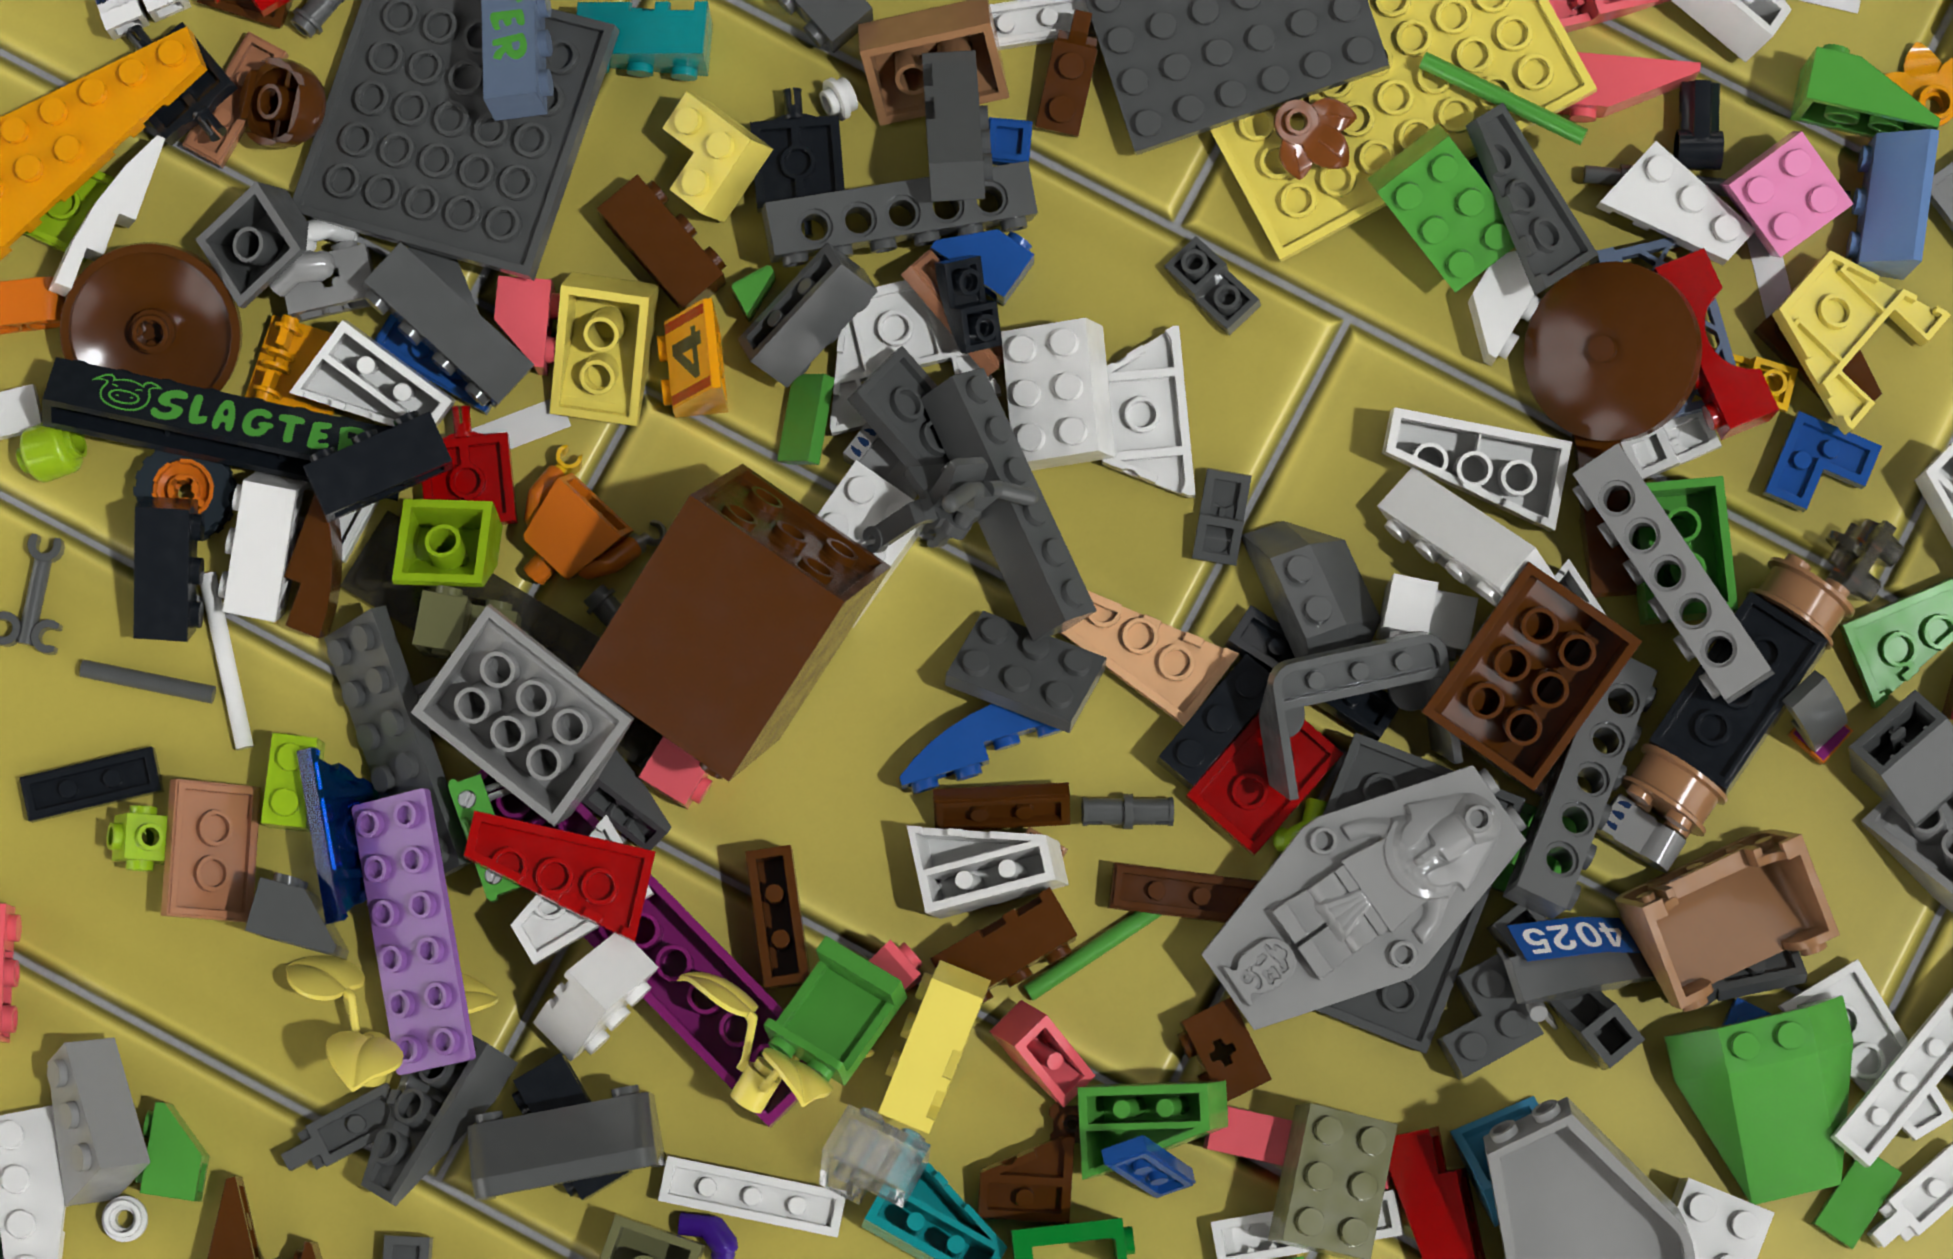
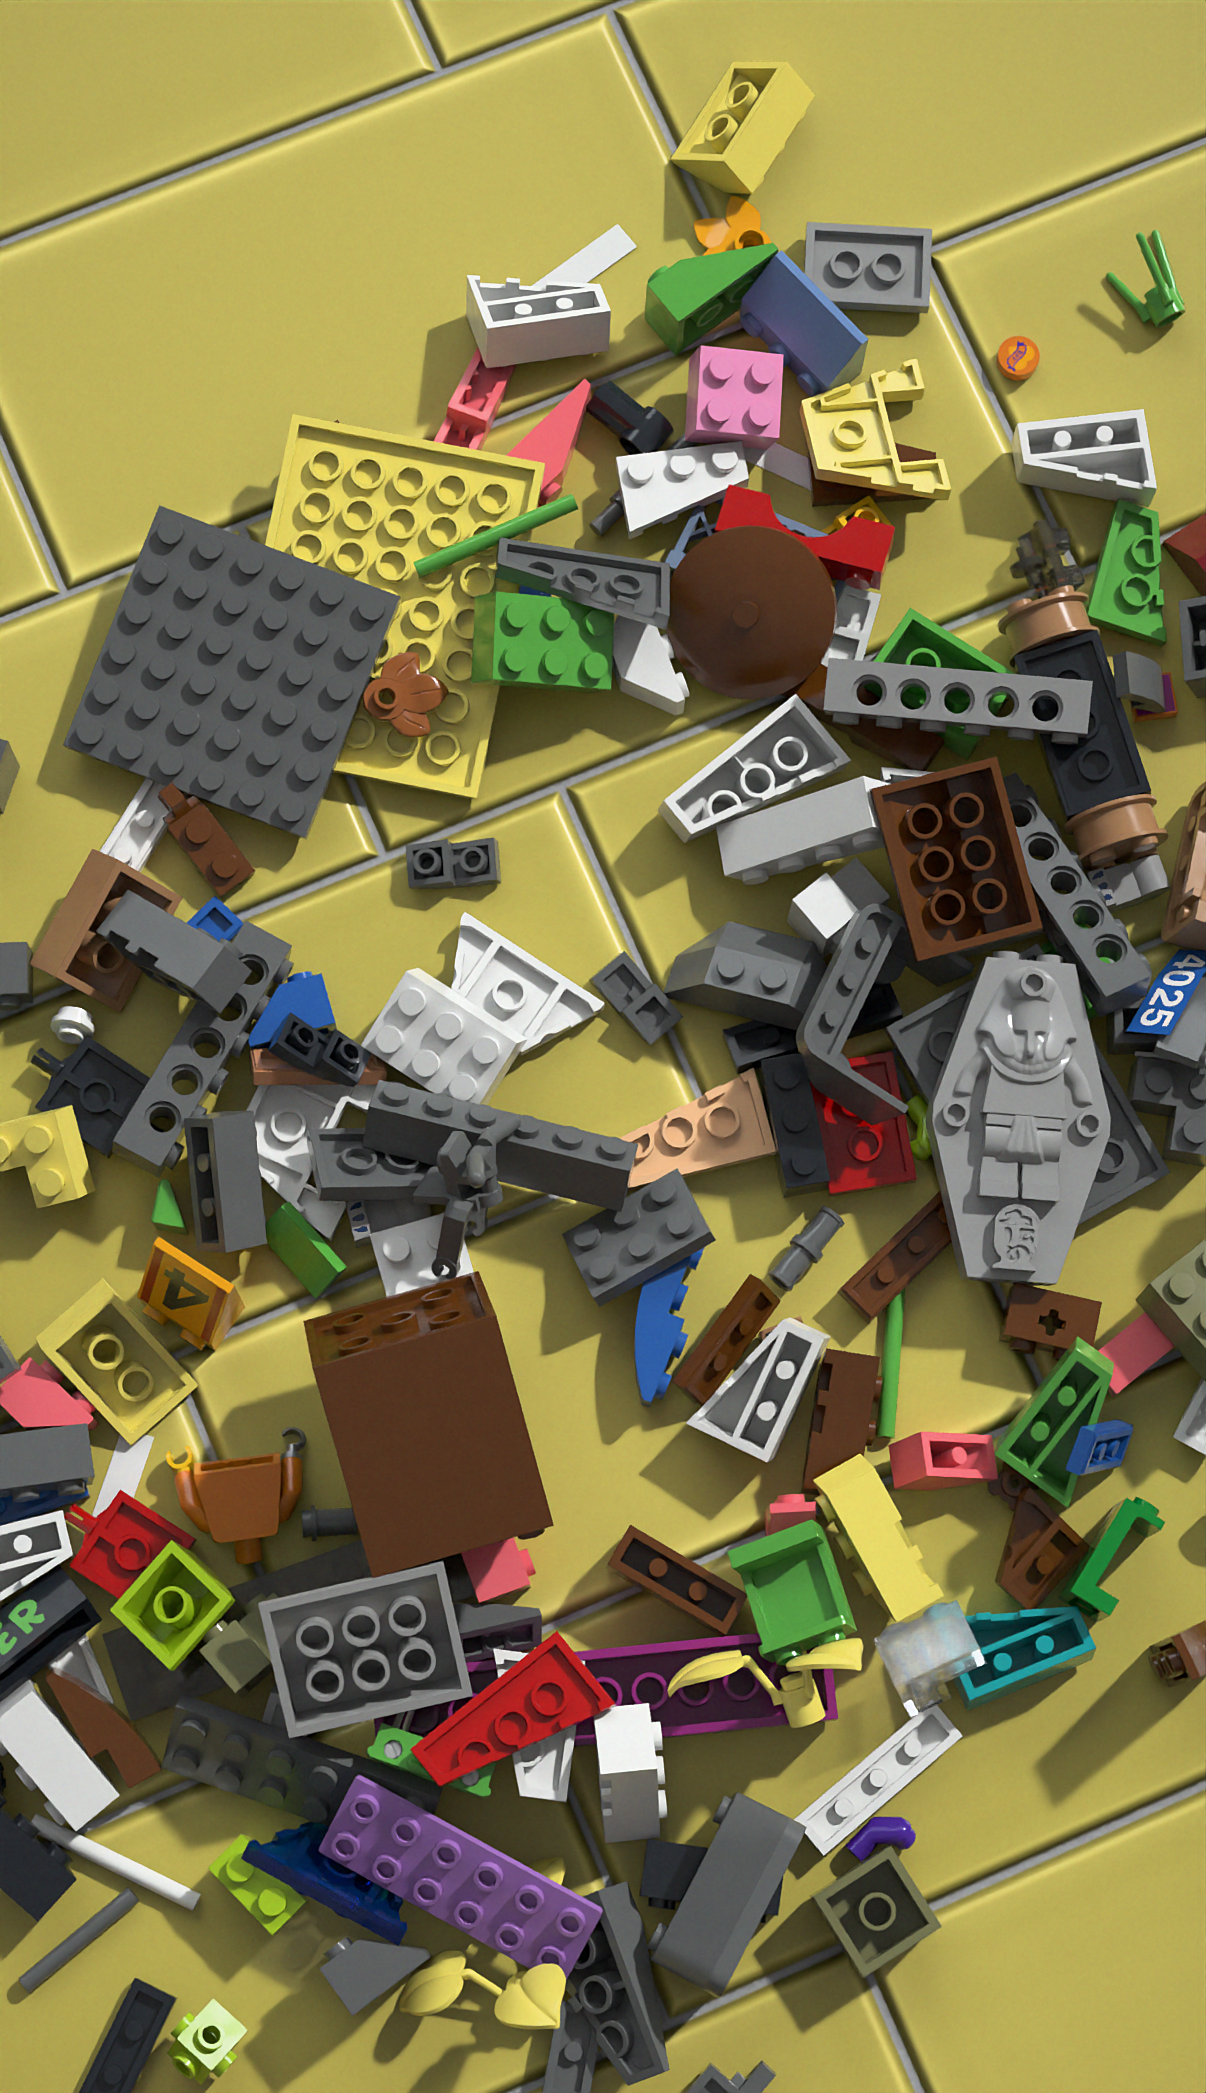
camera: 55 degrees left, 5 degrees down
(210, 850) = (259, 1996): nougat tile -> none
(377, 465) = (66, 1608): black brick -> none
(662, 243) = (73, 1249): reddish brown brick -> none
(1816, 449) = (938, 533): blue plate -> none

